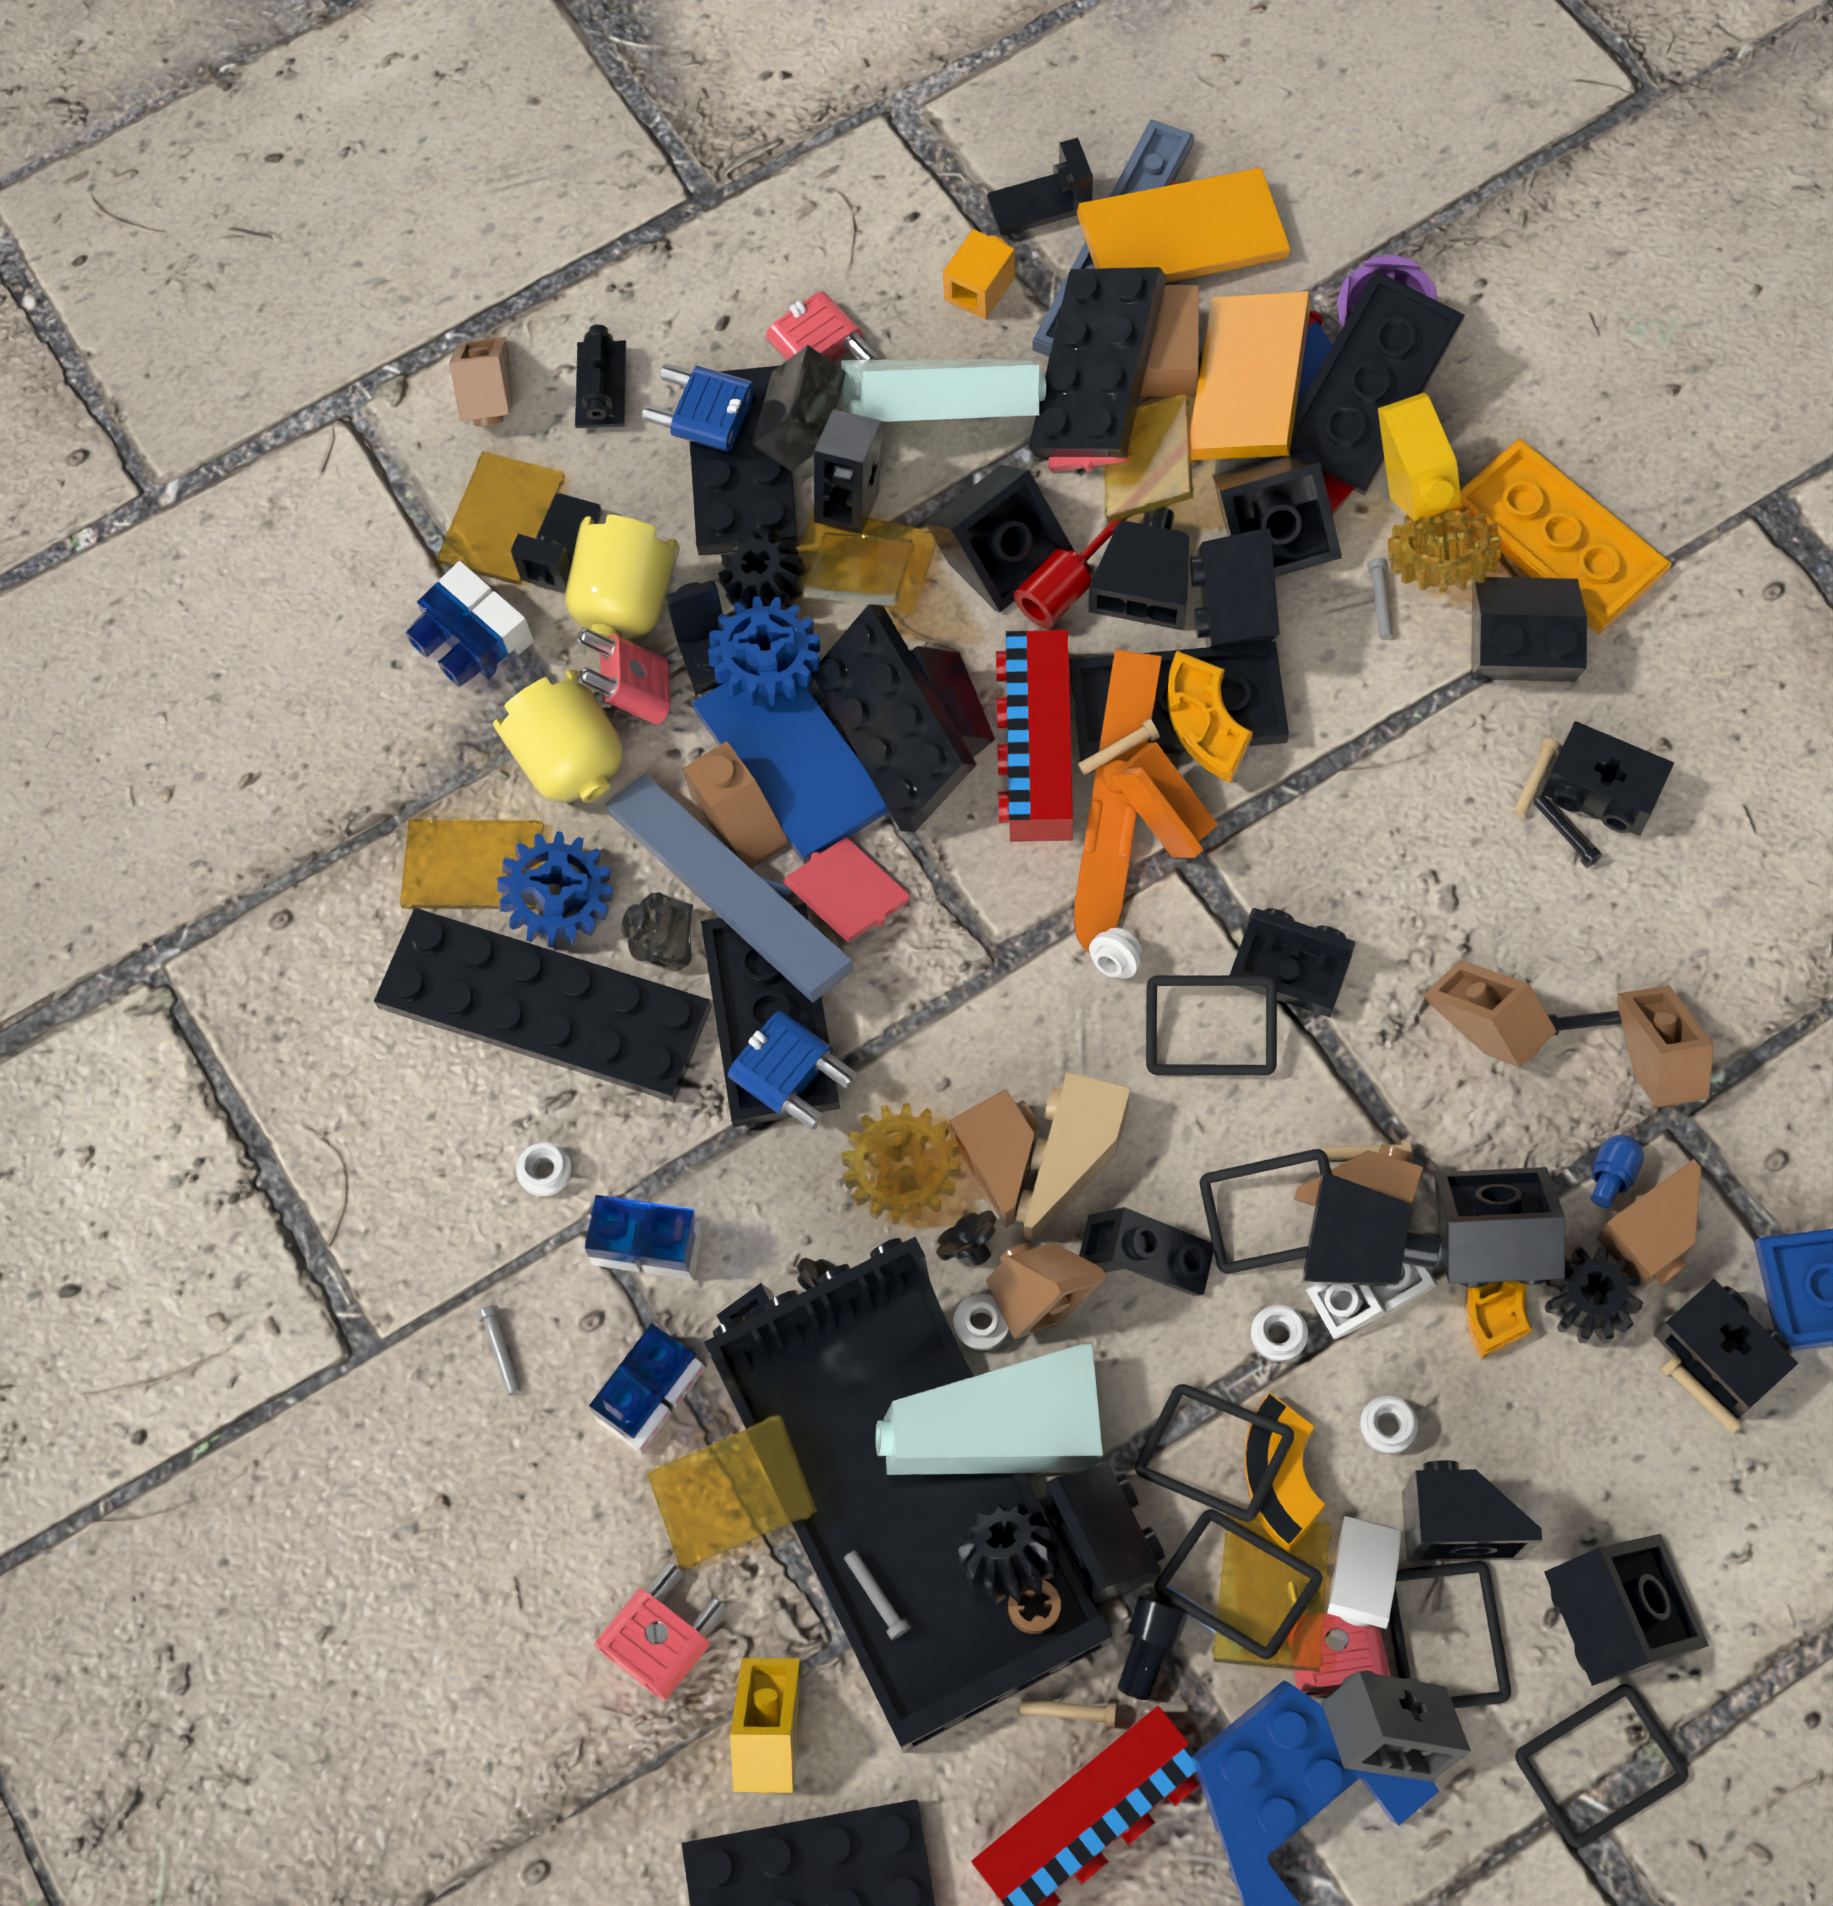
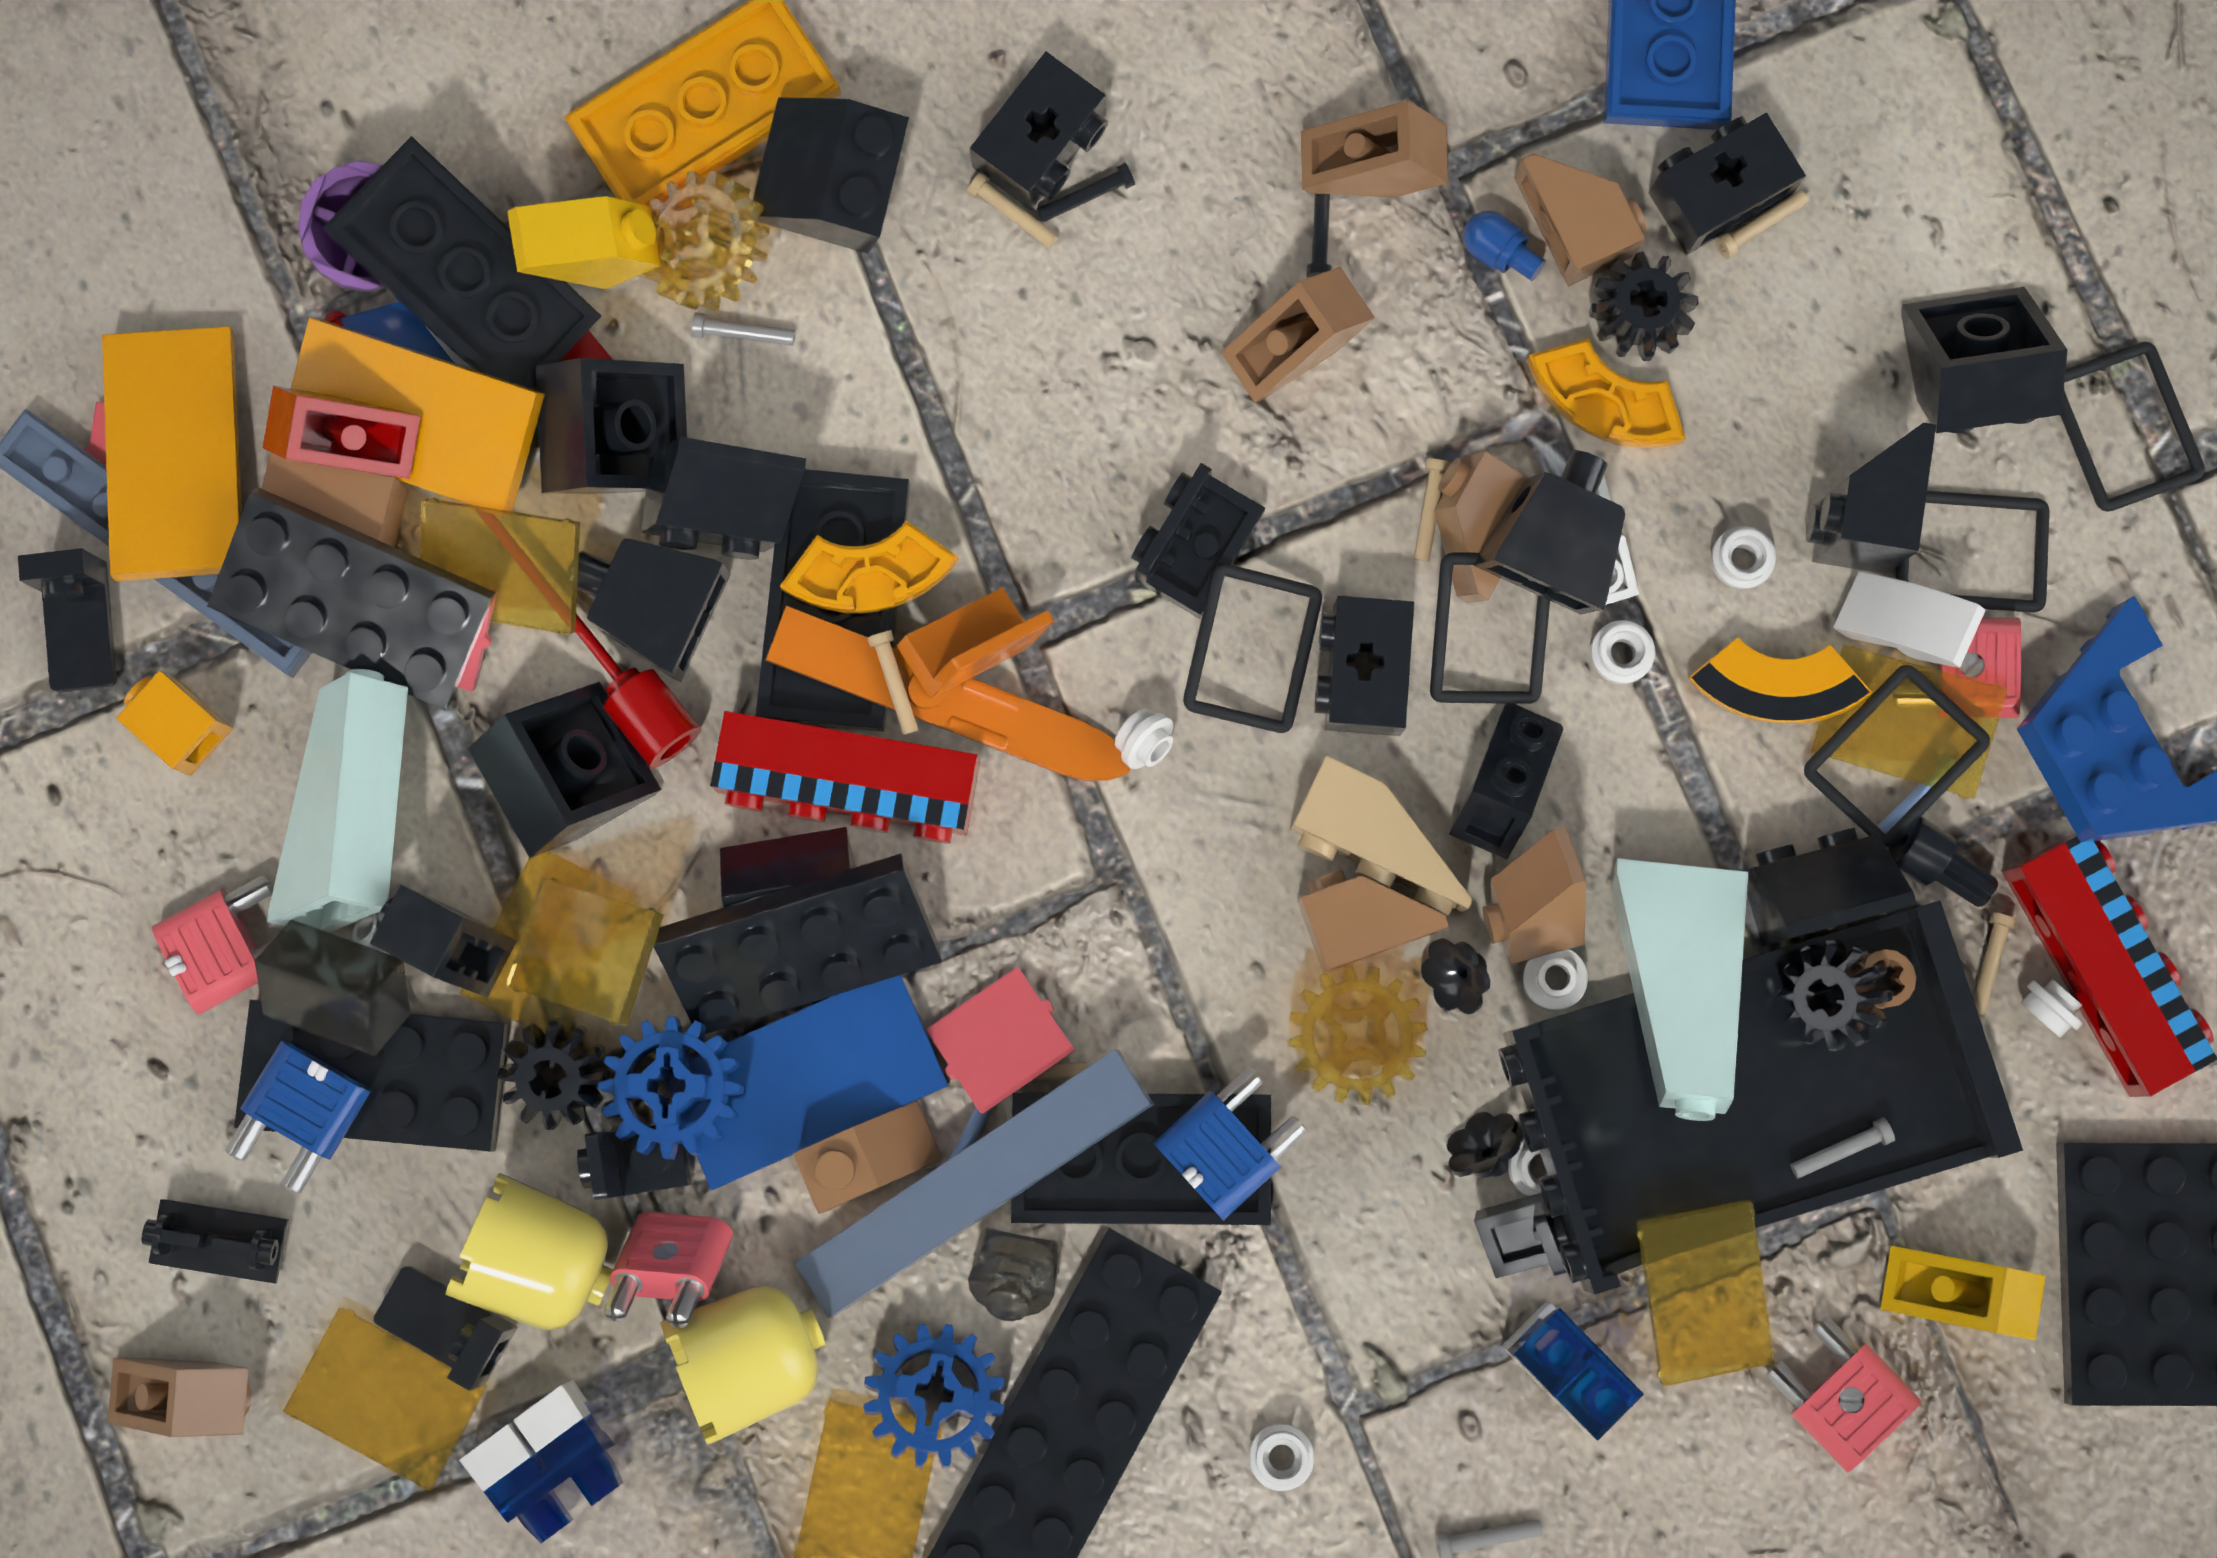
camera: 85 degrees left, 15 degrees up
(644, 1234) = (1399, 1349): clear blue hips -> none
(1038, 1768) = (2053, 1007): none -> white plate
(1190, 1129) = (1384, 632): none -> black brick
(1200, 1496) = (1790, 781): black piece -> none
(1222, 326) = (340, 432): none -> red slope
(1395, 1726) = (2080, 625): dark grey brick -> none
(1500, 1226) = (1556, 383): black slope -> none

